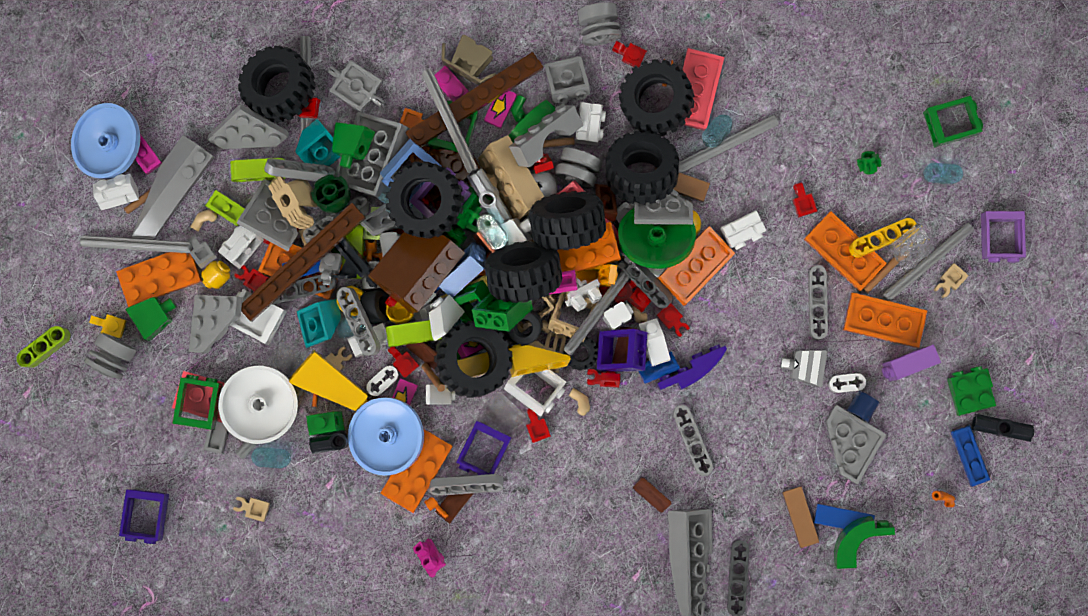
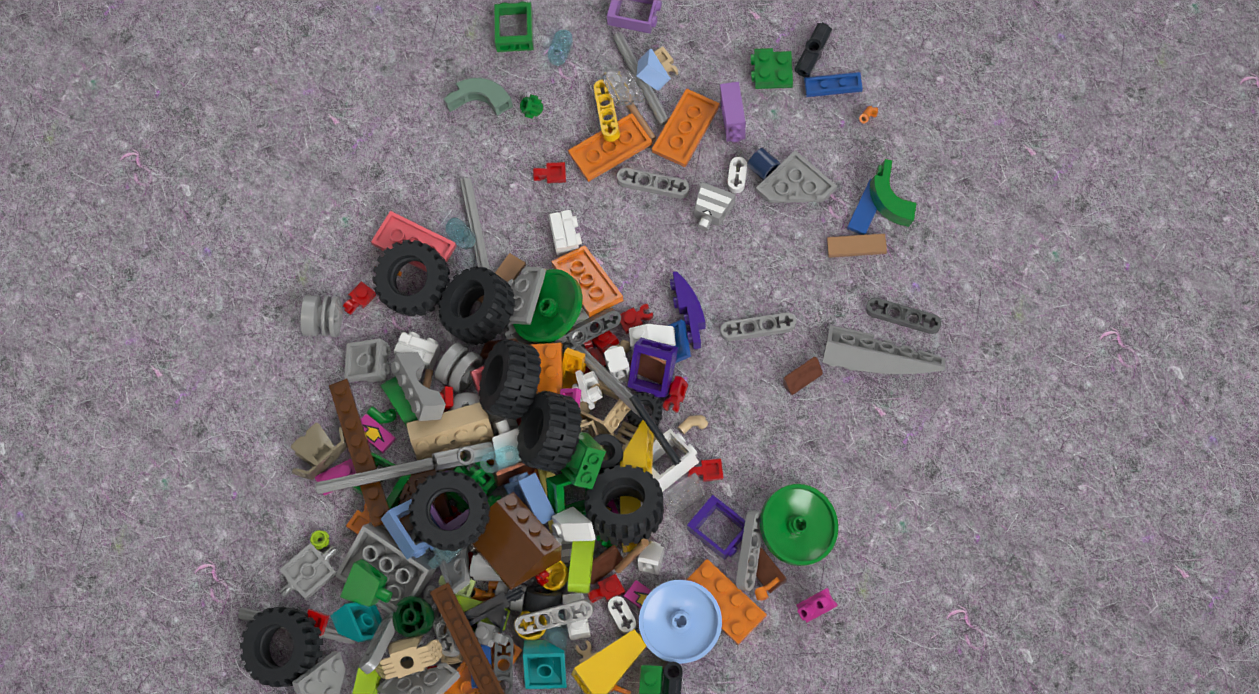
camera: 70 degrees left, 15 degrees down
(383, 87) = (319, 534): none -> lime plate
(501, 524) = (799, 525): none -> green dish
(552, 369) = (655, 430): none -> black bar
(875, 108) = (481, 90): none -> sand green arch
(937, 271) = (651, 70): none -> light blue slope

